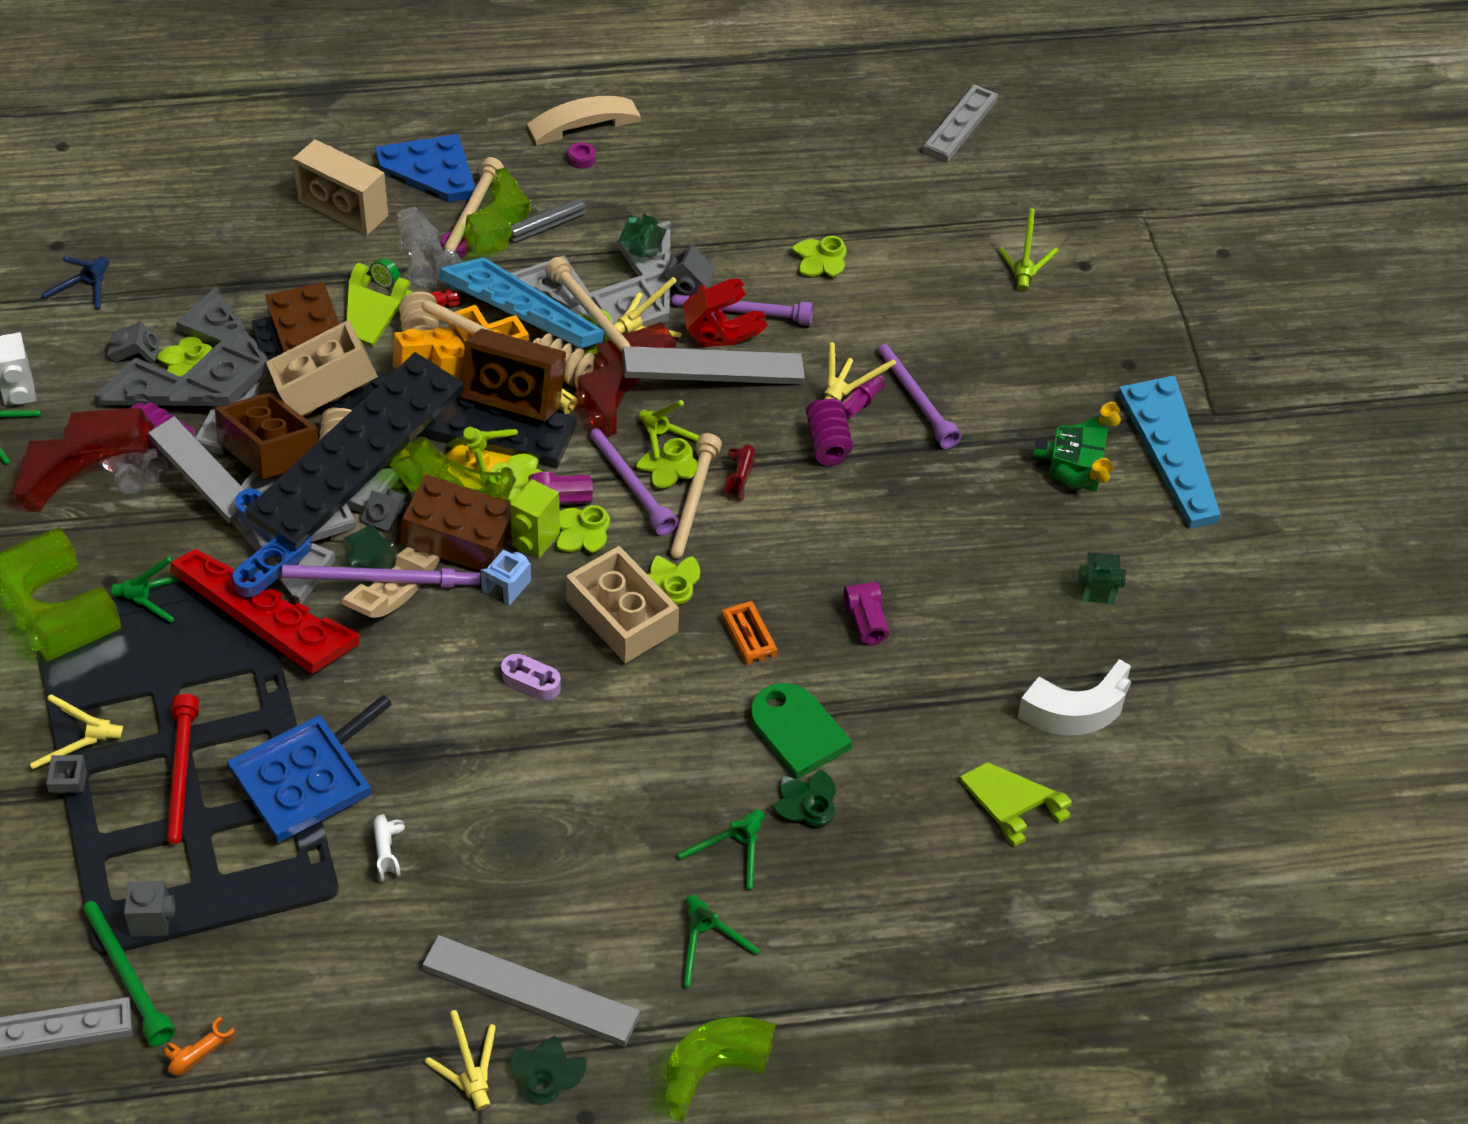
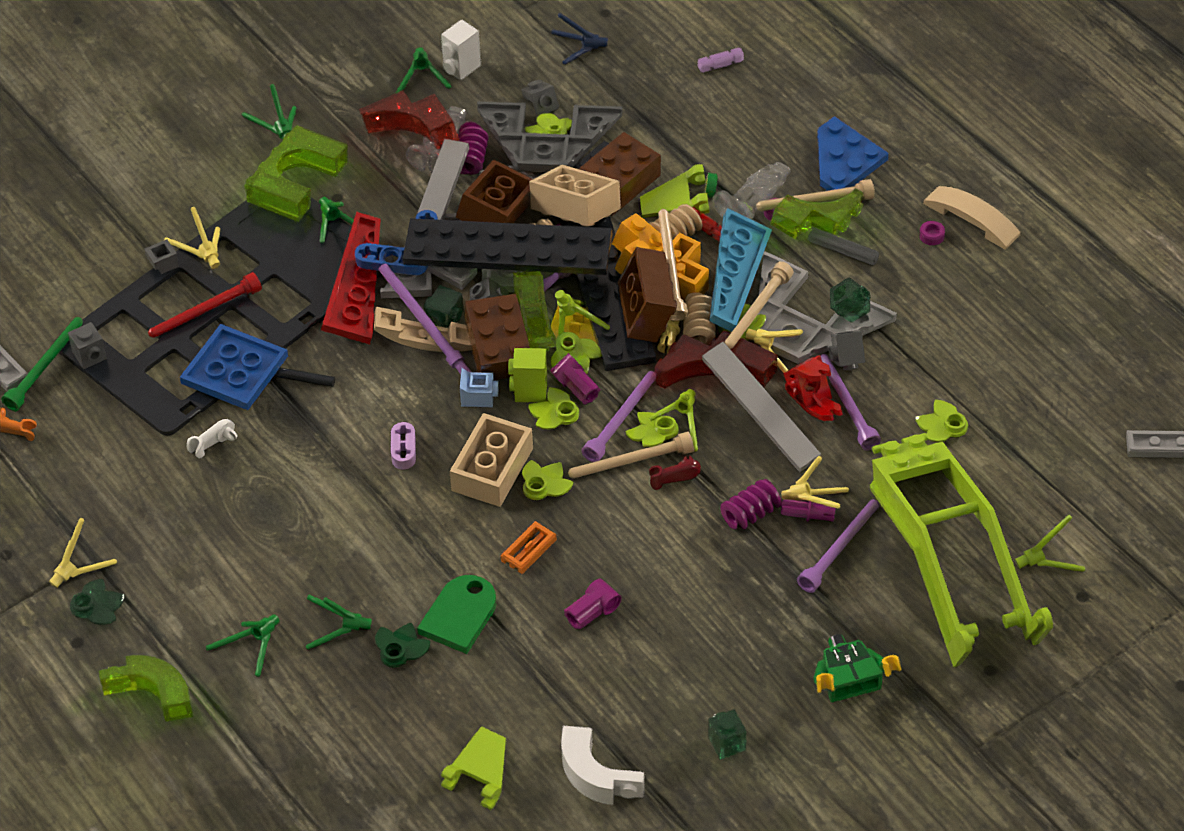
camera: 65 degrees right, 0 degrees up
(217, 190) = (720, 60): none -> lavender axle
(341, 186) = (765, 116): tan brick -> none
(531, 991) = (151, 568): light grey tile -> none
(866, 295) = (917, 458): none -> lime piece
(1168, 436) = (928, 720): dark azure wing -> none

